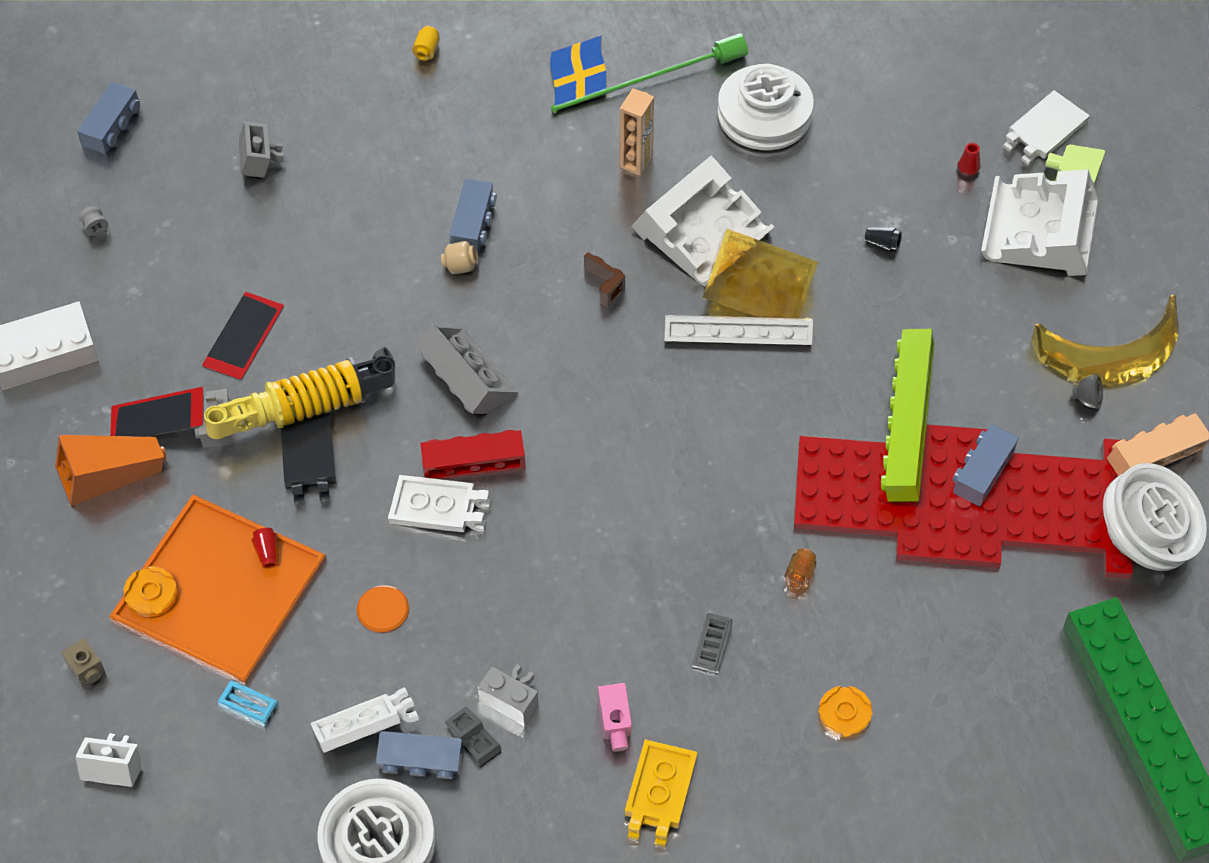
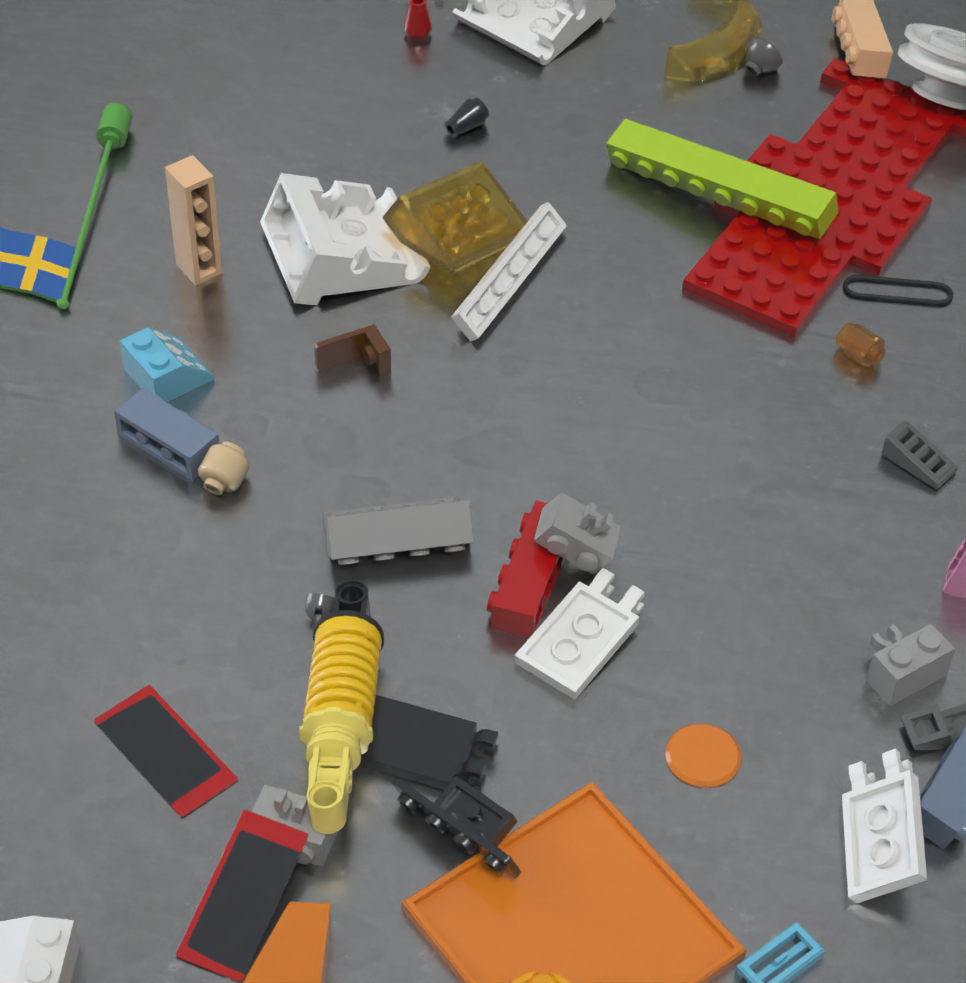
camera: 65 degrees left, 10 degrees down
(256, 499) = (468, 815): none -> black bracket
(265, 544) = (548, 840): red cone -> none
(496, 462) = (577, 533): none -> light grey brick
(530, 185) = (162, 364): none -> medium azure slope
(761, 108) = (222, 126): white wheel -> none
(878, 582) = (896, 298): none -> black piece
(984, 464) = (819, 150): sand blue brick -> none

